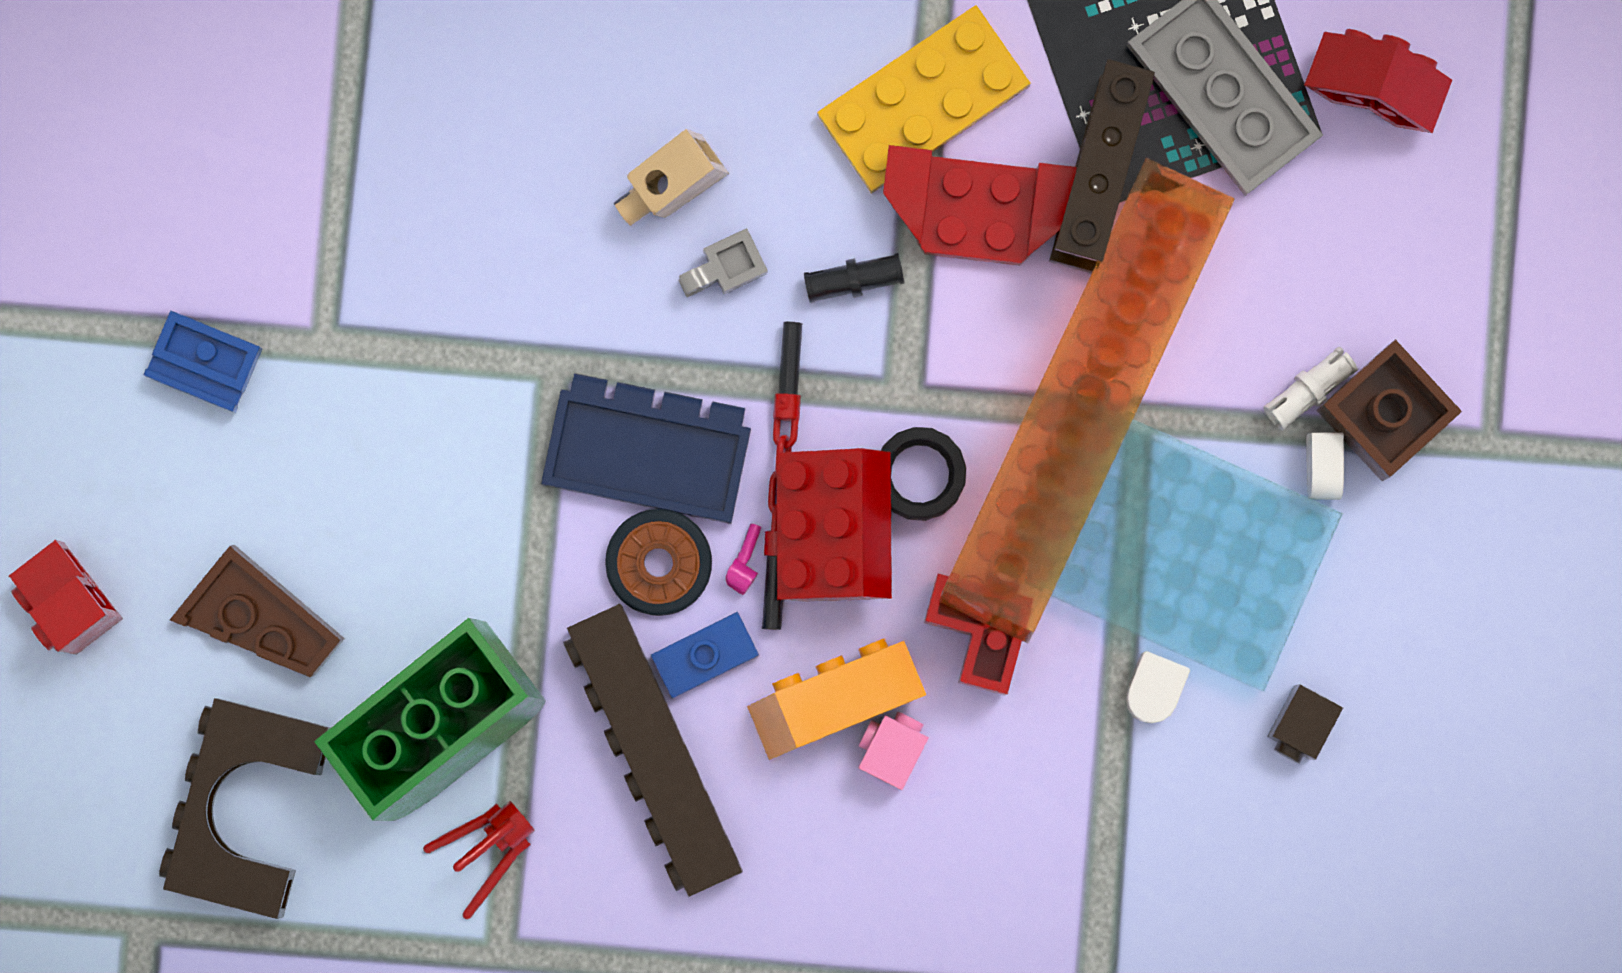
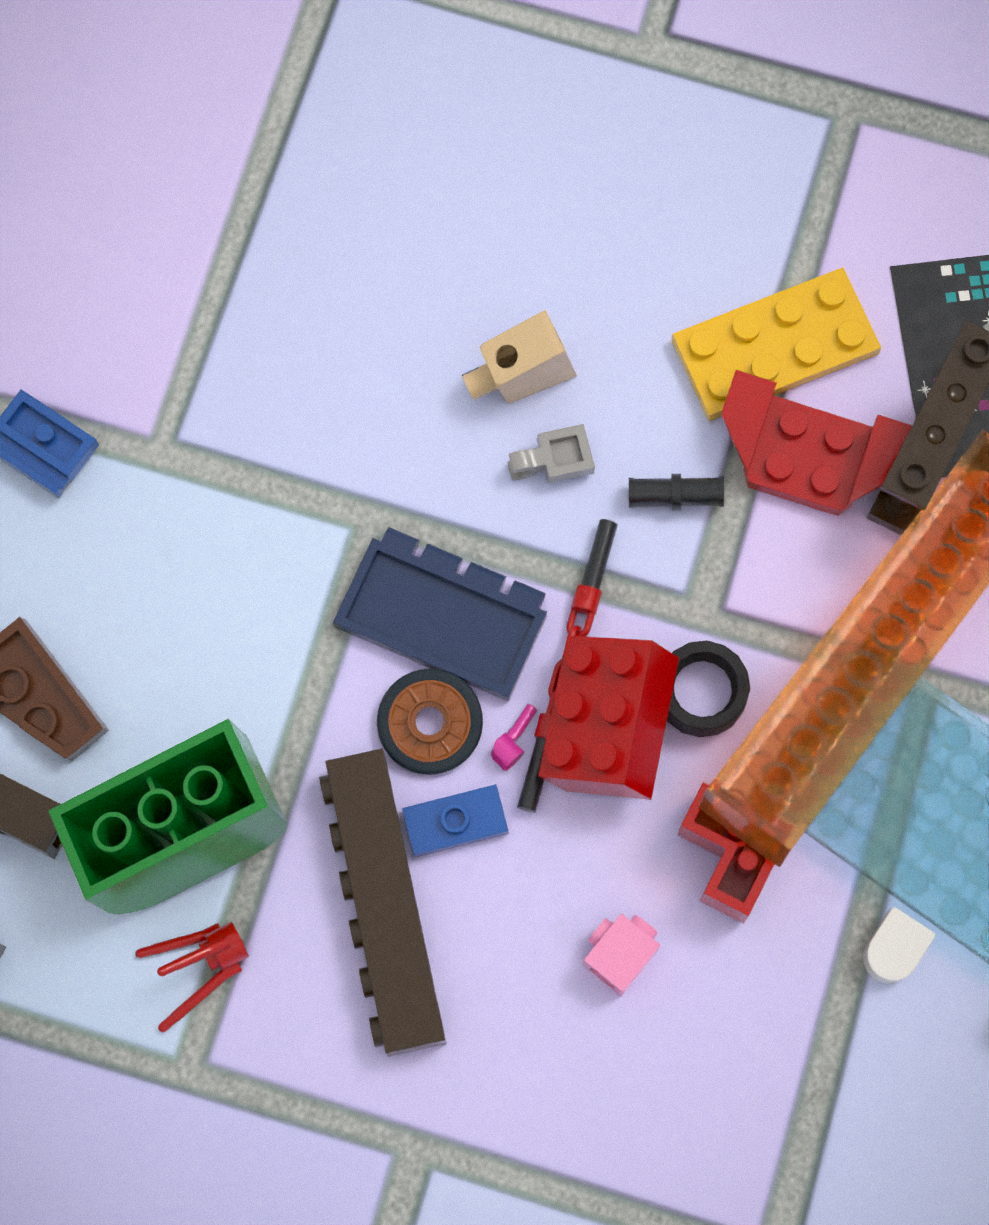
camera: 15 degrees right, 10 degrees down
(835, 697) = (575, 886): light orange wedge -> none

